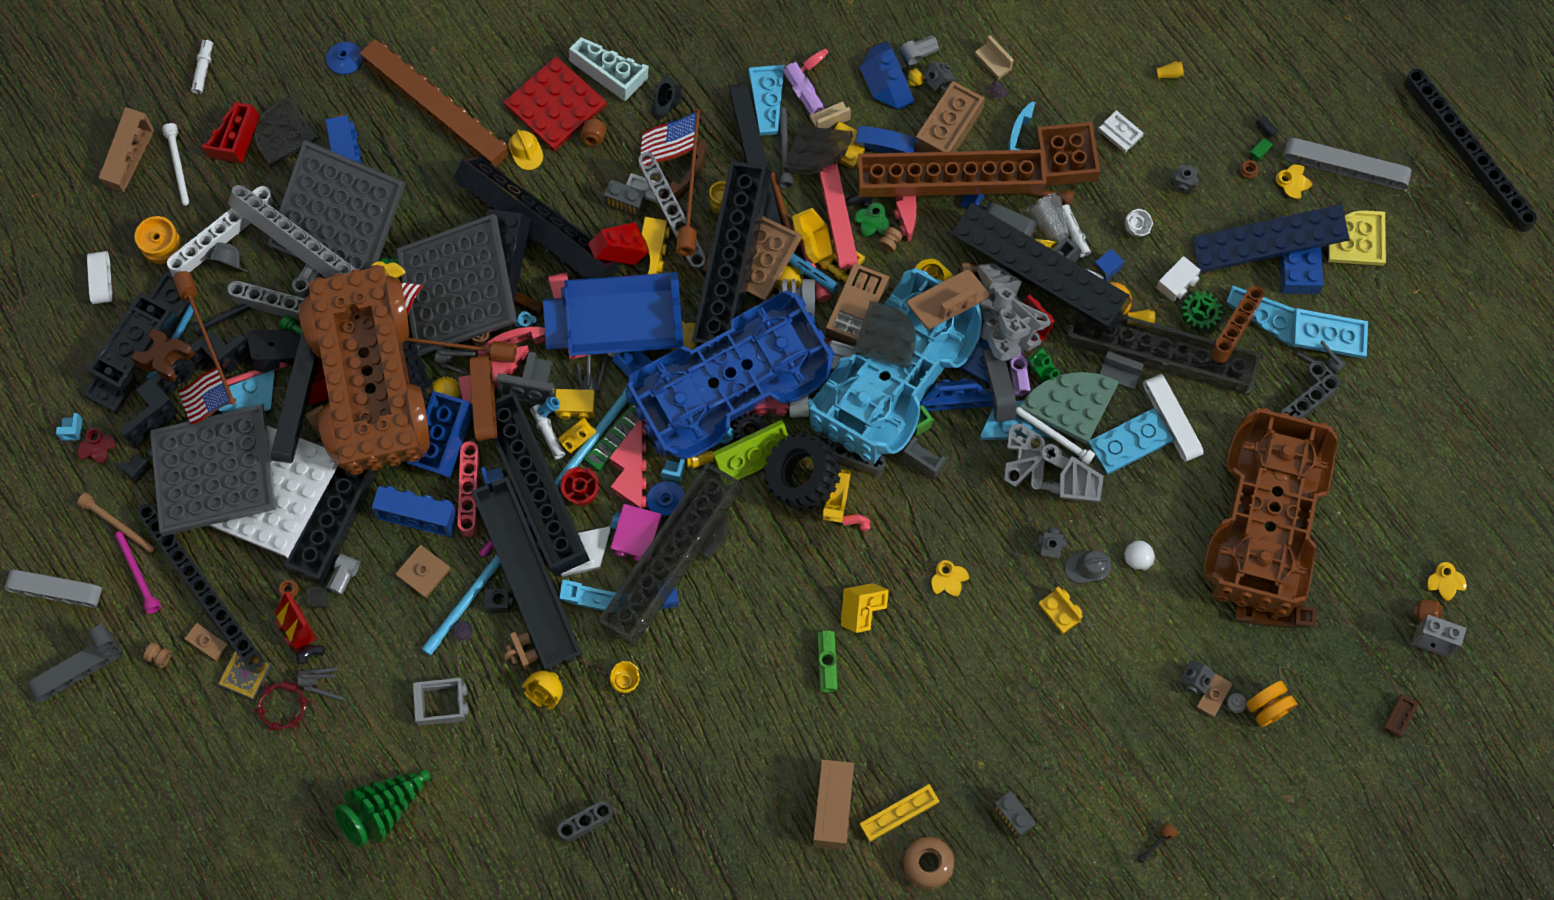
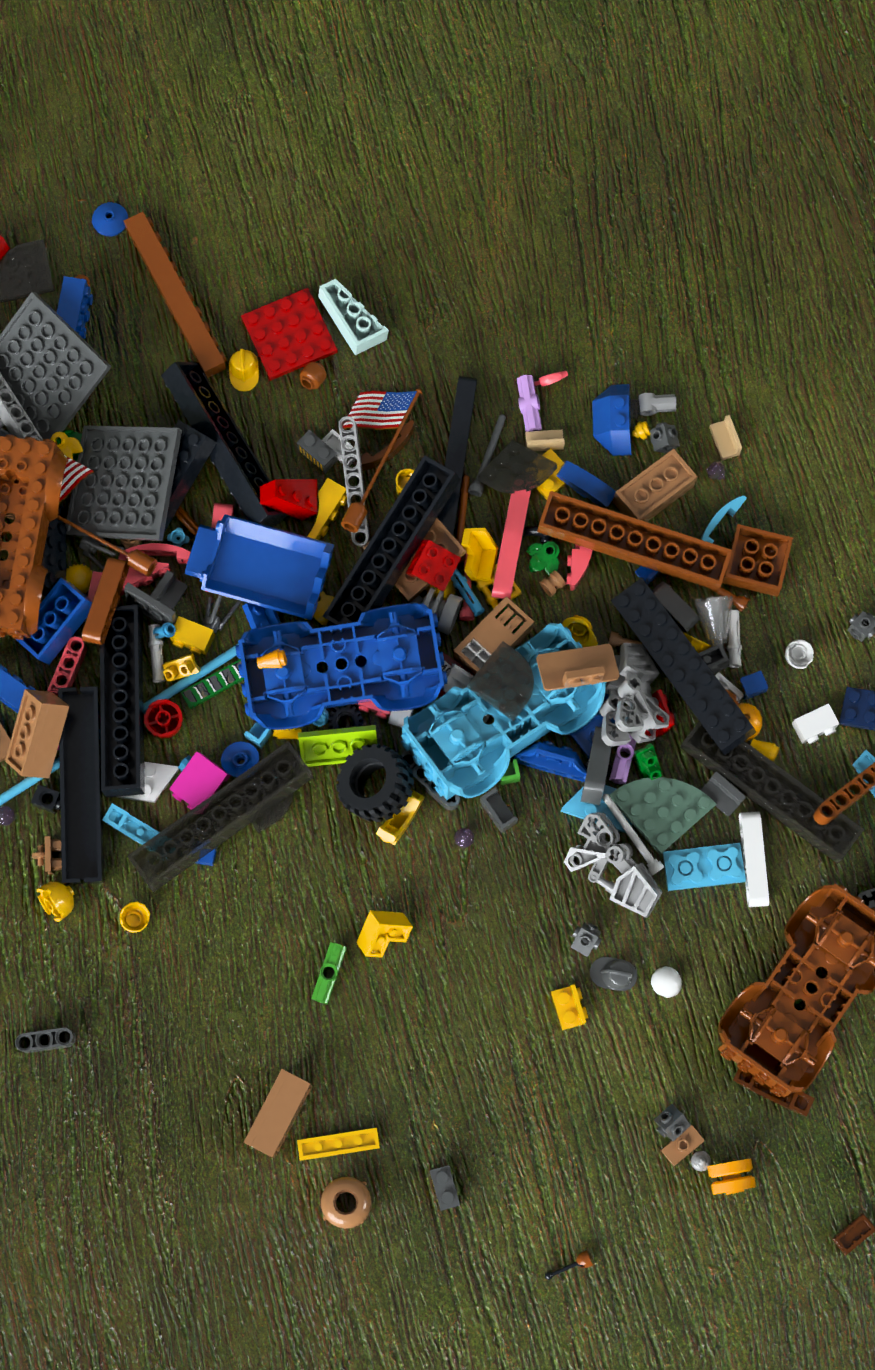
camera: 20 degrees right, 5 degrees up
(467, 540) = (37, 733): none -> medium nougat piece
(492, 475) = (88, 678): blue panel -> none
(629, 460) = (222, 710): coral slope -> none
(666, 98) = (395, 366): black piece -> none
(667, 389) = (274, 659): none -> light orange cone
(766, 92) = (492, 395): medium azure wing -> none
(776, 257) = (433, 564): none -> red bracket
(857, 519) = (412, 846): coral arm -> none
(902, 494) = (464, 837): none -> clear purple plate
(949, 581) = (476, 939): yellow plate -> none
(1120, 131) = (819, 555): white plate -> none
(1204, 304) = (817, 764): green gear -> none

